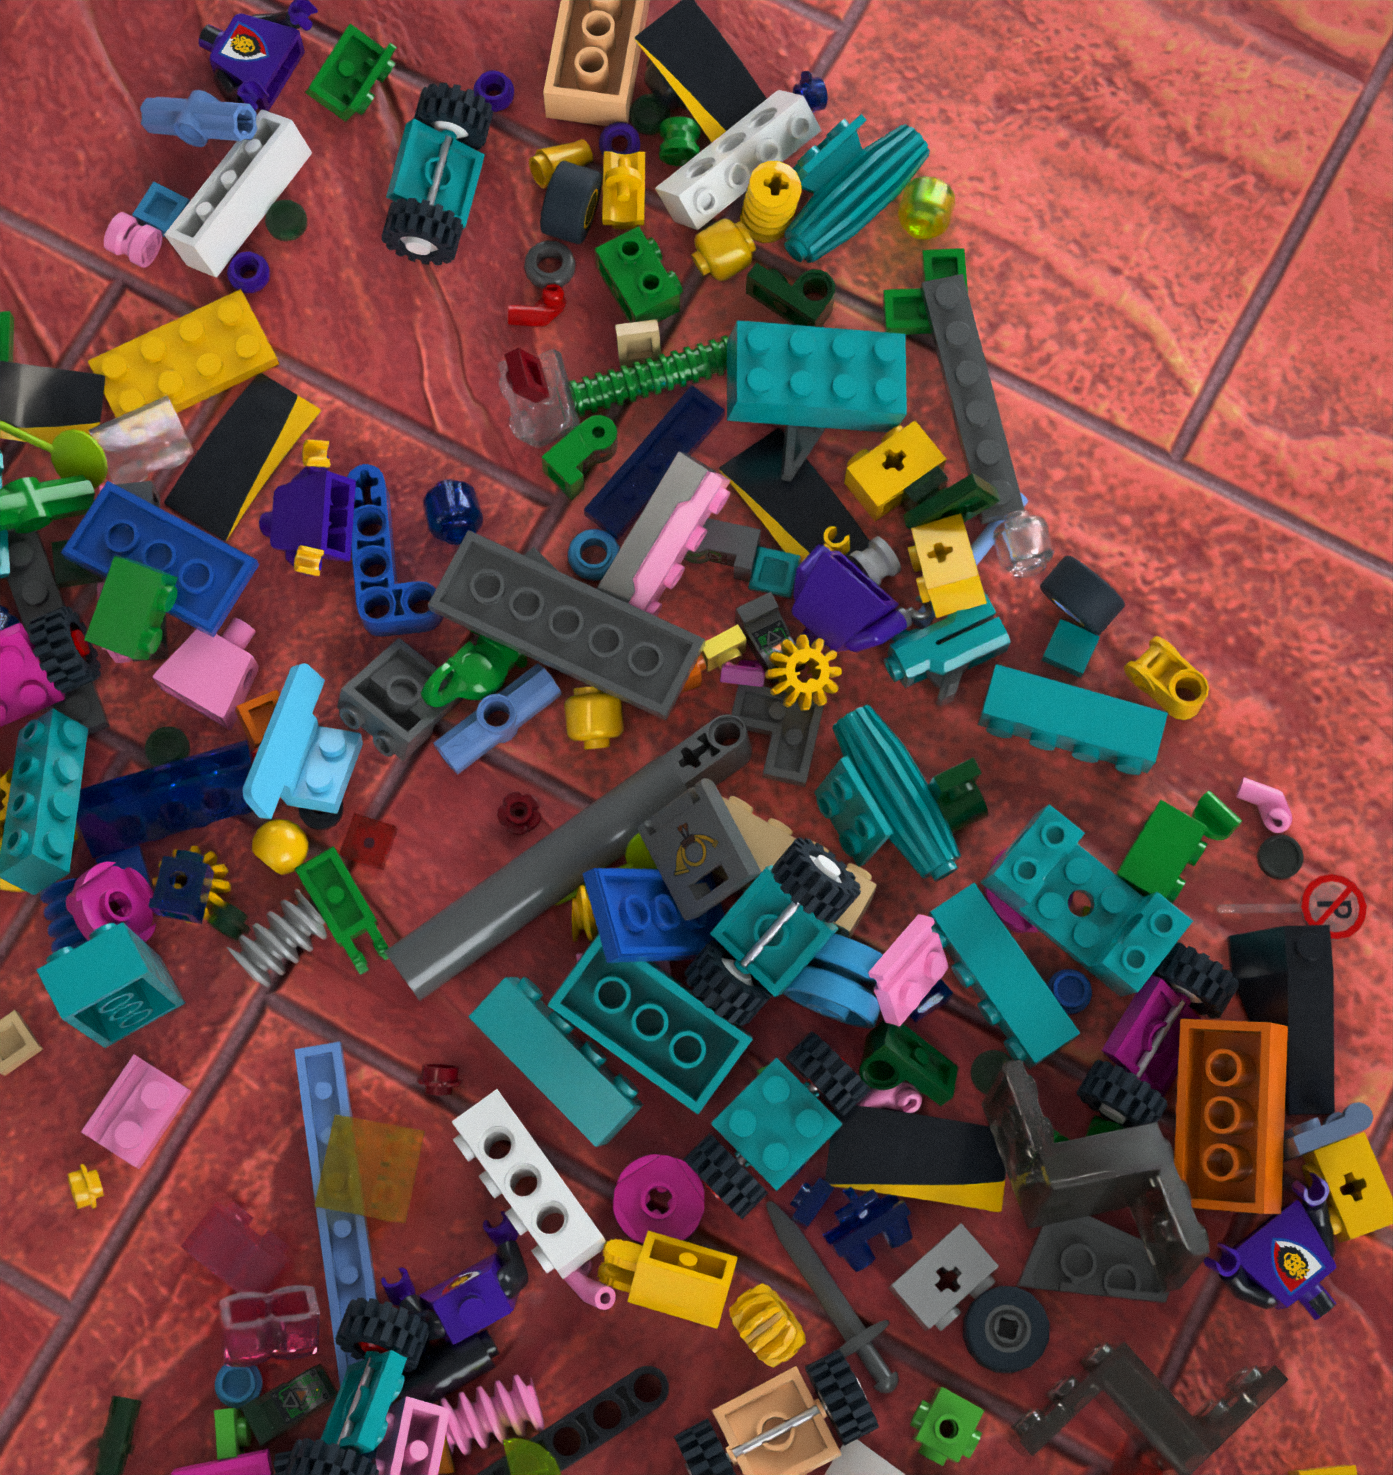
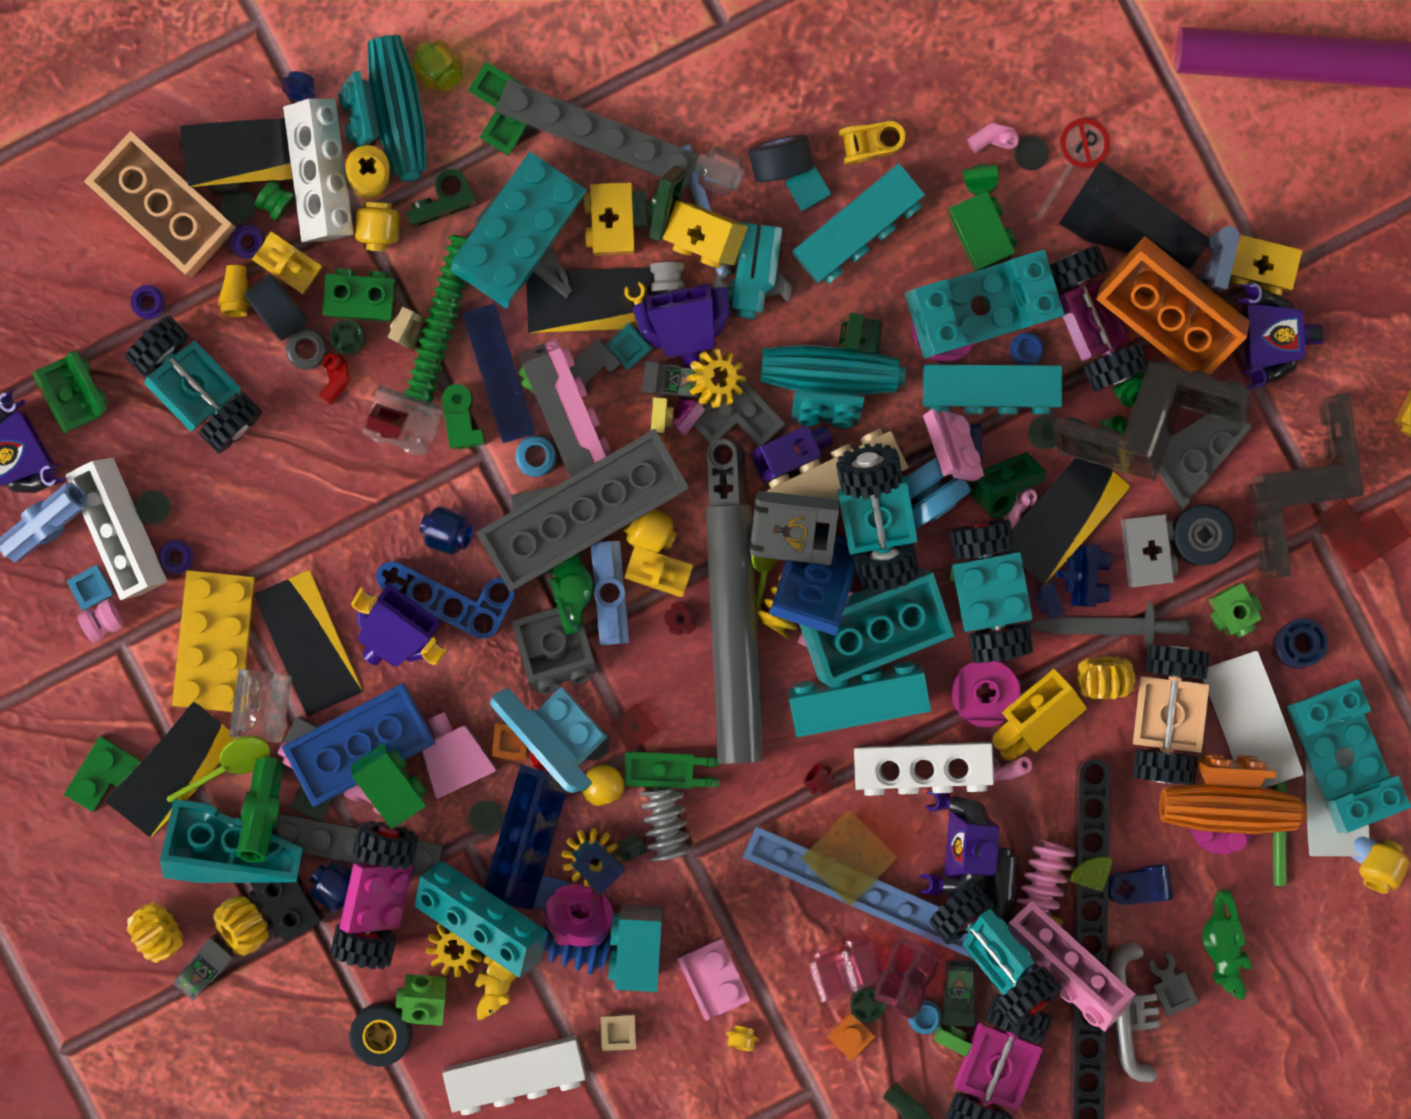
camera: 55 degrees left, 15 degrees up
(164, 1312) = (850, 1036): none -> orange plate
(205, 1298) = (867, 1010): none -> clear green wheel
(554, 753) = (658, 571): none -> yellow hips
(588, 284) = (342, 334): none -> clear green wheel
(770, 789) = (780, 457): none -> dark purple torso

